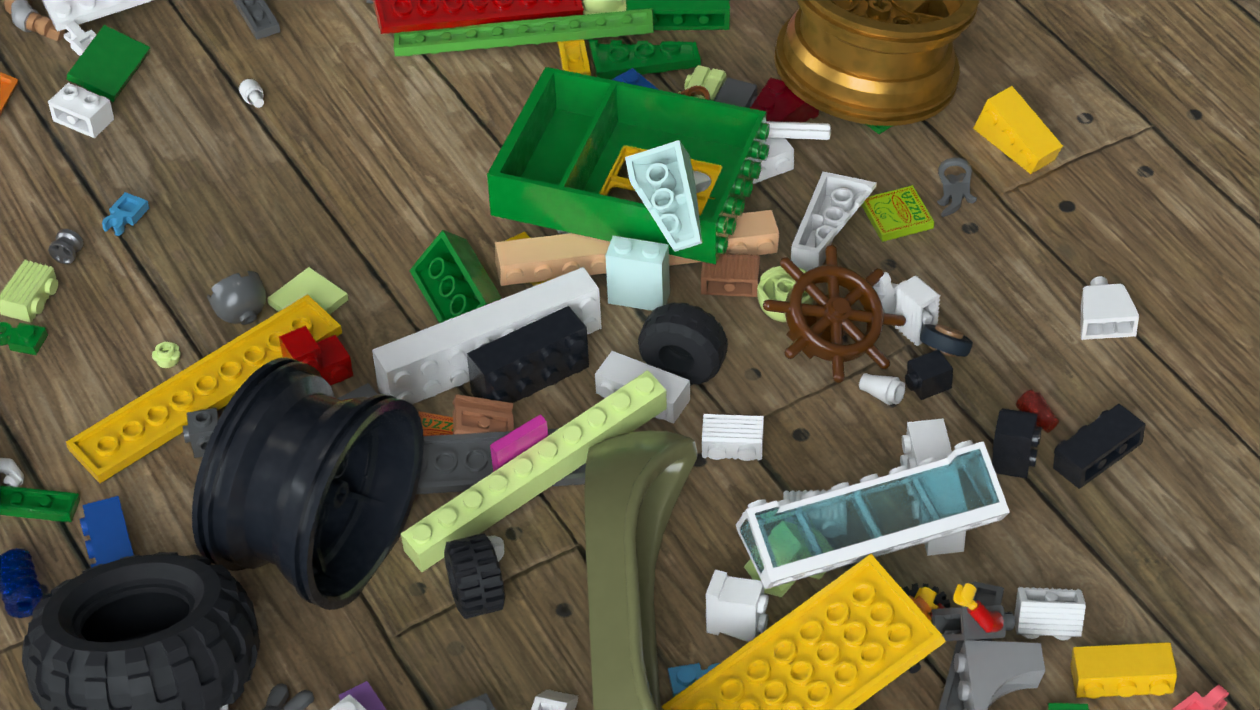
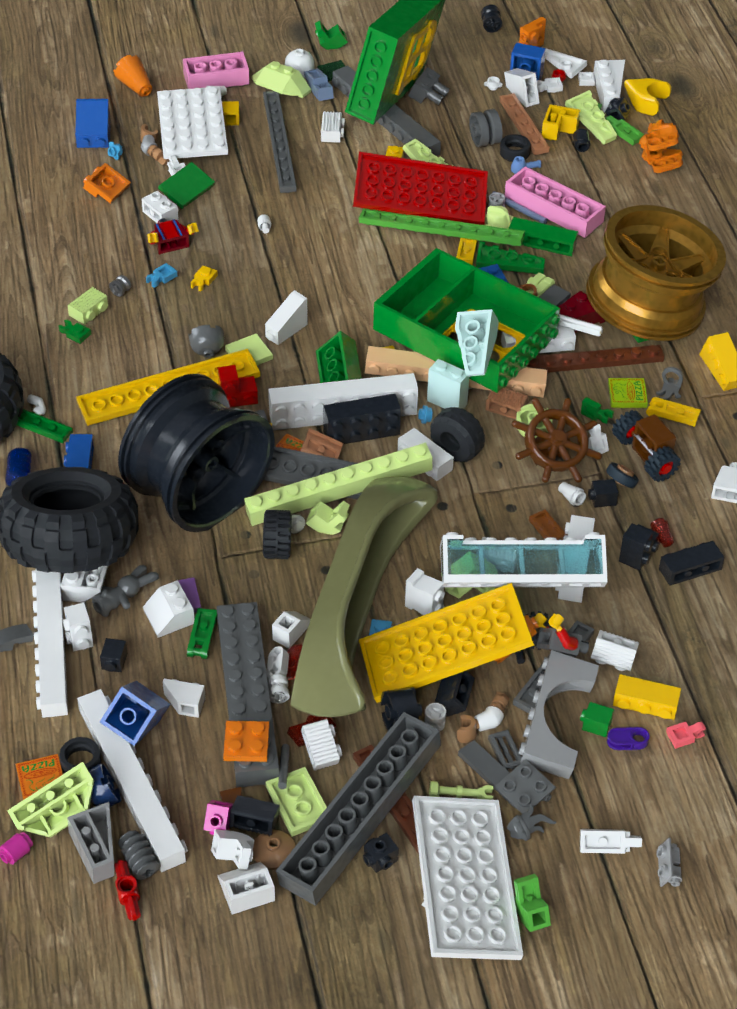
camera: 15 degrees right, 0 degrees up
(116, 147) = (171, 235): none -> torso
(166, 354) = (154, 362): yellowish green plate -> none
(191, 198) = (204, 276): none -> yellow plate
(350, 232) = (287, 319): none -> white slope
(518, 441) = (332, 463): dark pink tile -> none
(536, 530) = (326, 519): none -> yellowish green brick
(617, 325) = (425, 414): none -> dark azure plate
(732, 436) = (467, 497): white brick -> none
(829, 210) = (579, 382): white wedge -> none
(854, 164) = (598, 358): none -> copper plate
(861, 254) = (593, 411): none -> green plate
(868, 450) = (546, 525): none -> dark orange plate
(918, 305) = (611, 448): white brick -> none
(968, 280) = (650, 441): none -> brick
(975, 224) = (673, 411): none -> yellow plate

